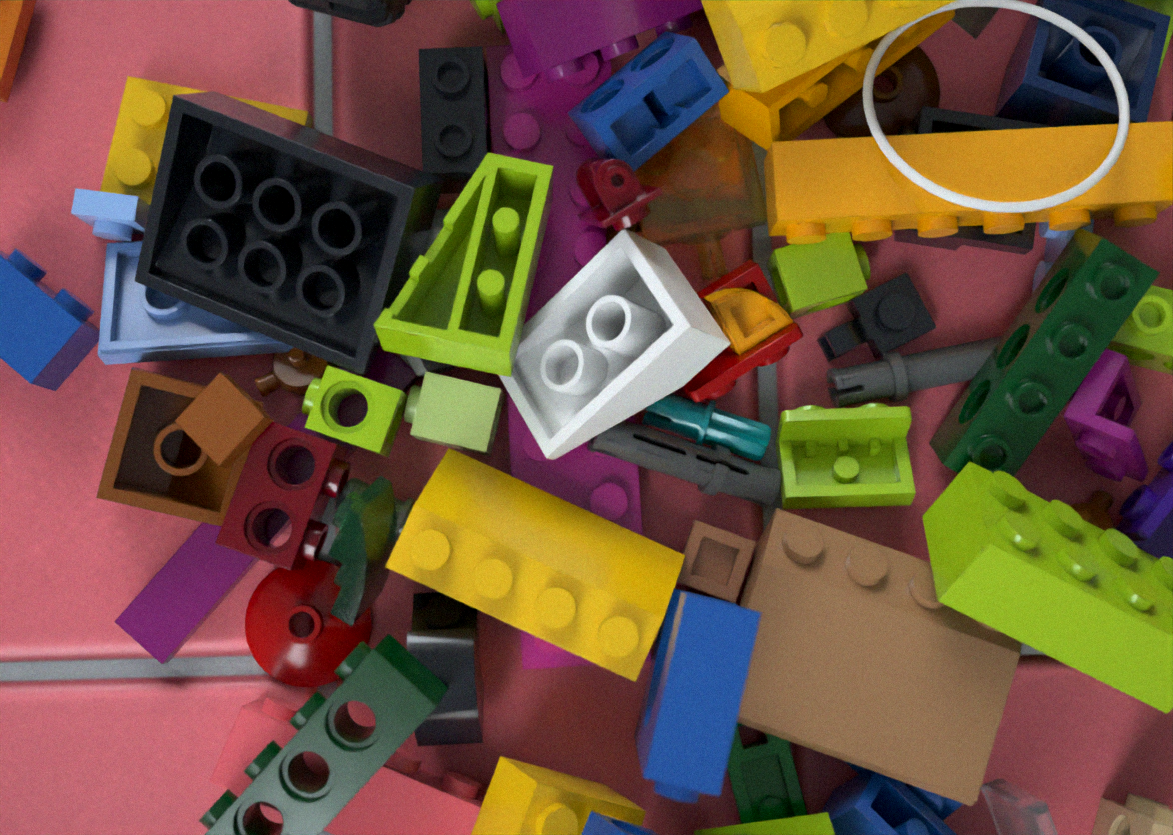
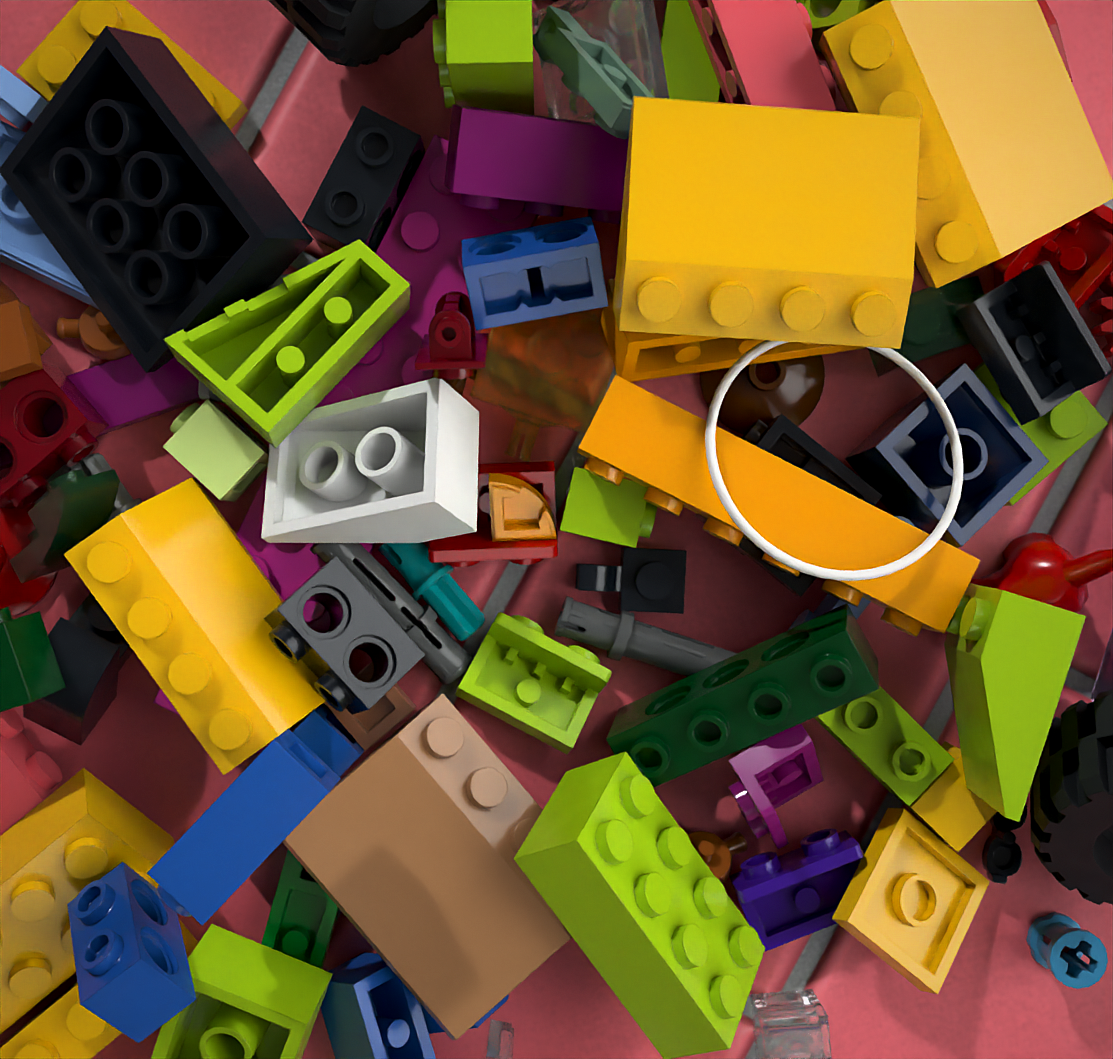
camera: 30 degrees right, 5 degrees up
(382, 420) = (151, 413): lime brick -> none
(666, 491) = (355, 623): none -> brick

